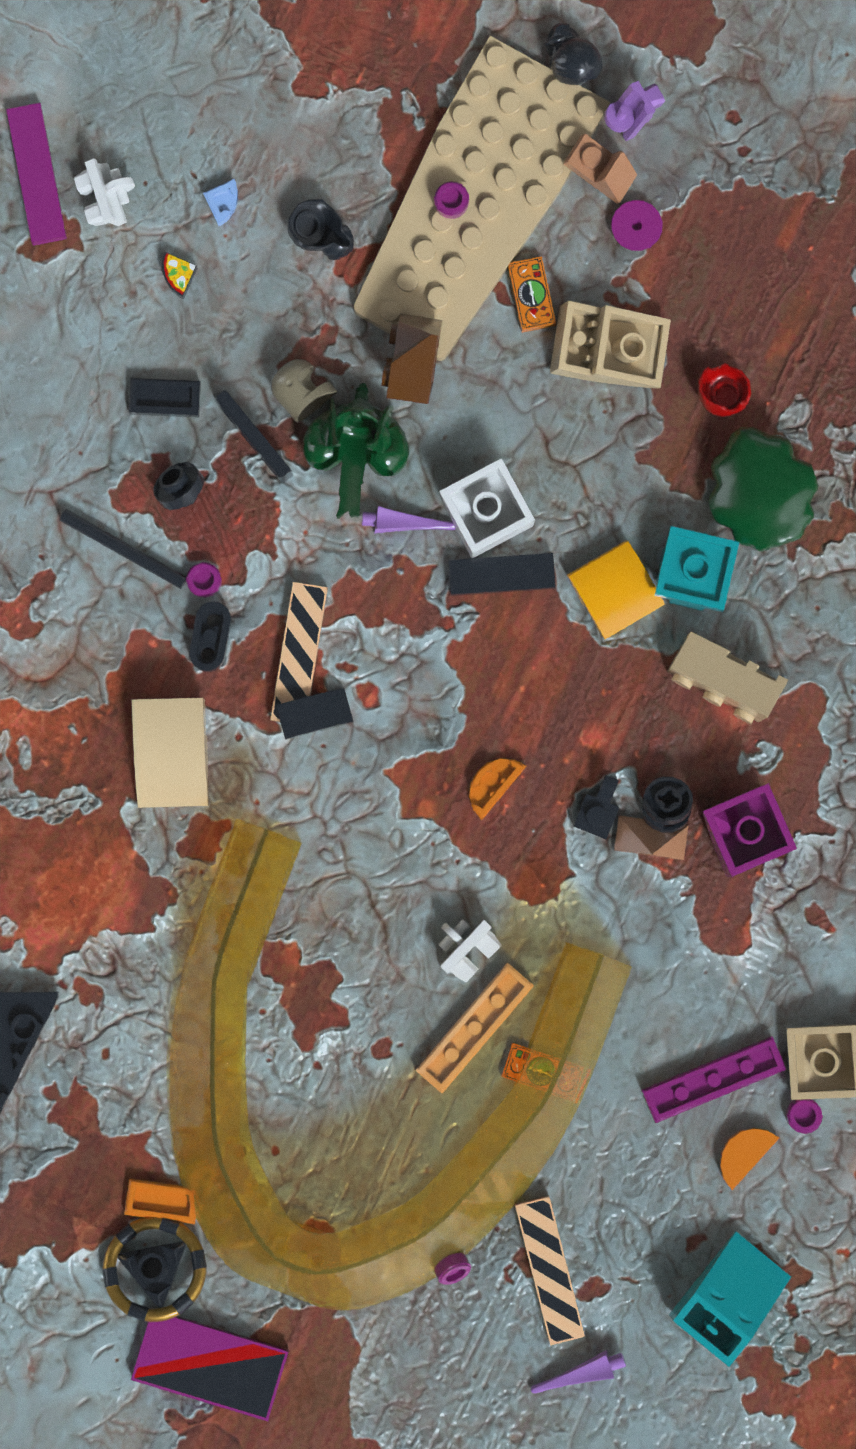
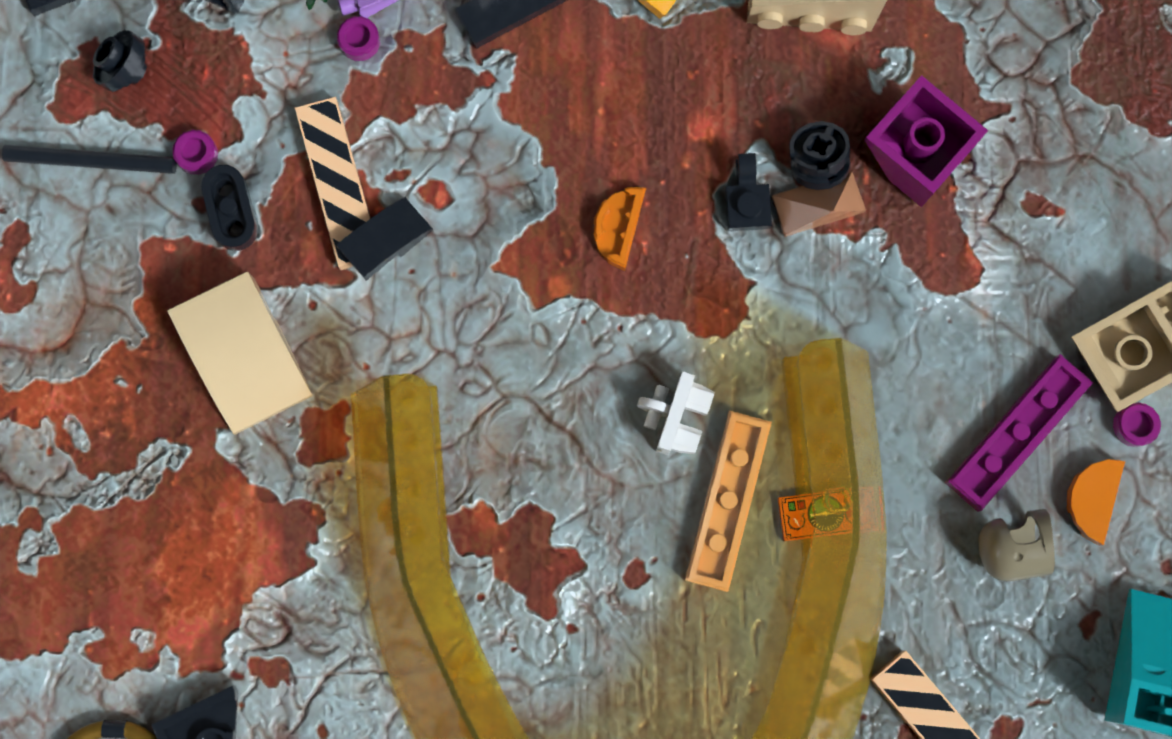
camera: 25 degrees left, 5 degrees down
(365, 547) = (358, 38): none -> magenta tile
(663, 1164) = (1016, 552): none -> dark tan helmet

